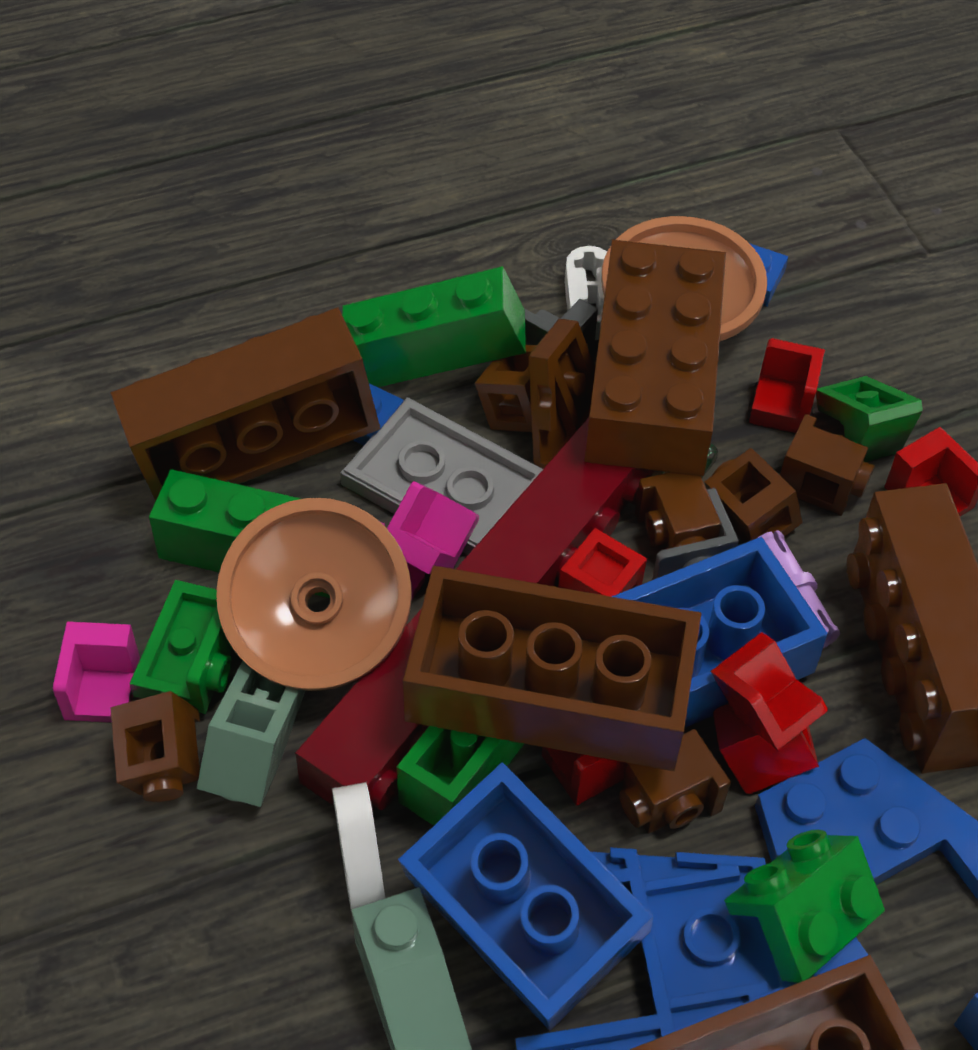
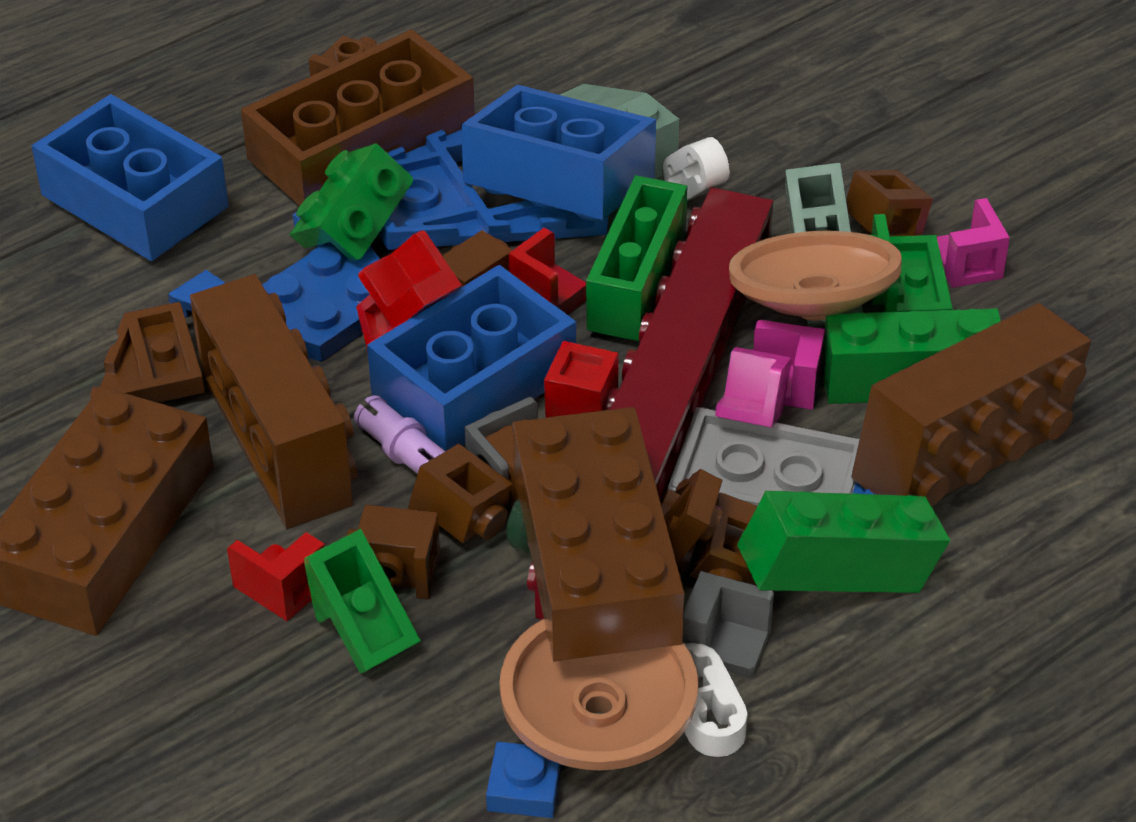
camera: 165 degrees right, 10 degrees down
(552, 667) = (590, 218): reddish brown brick -> none
(786, 385) = (450, 629): red panel -> none

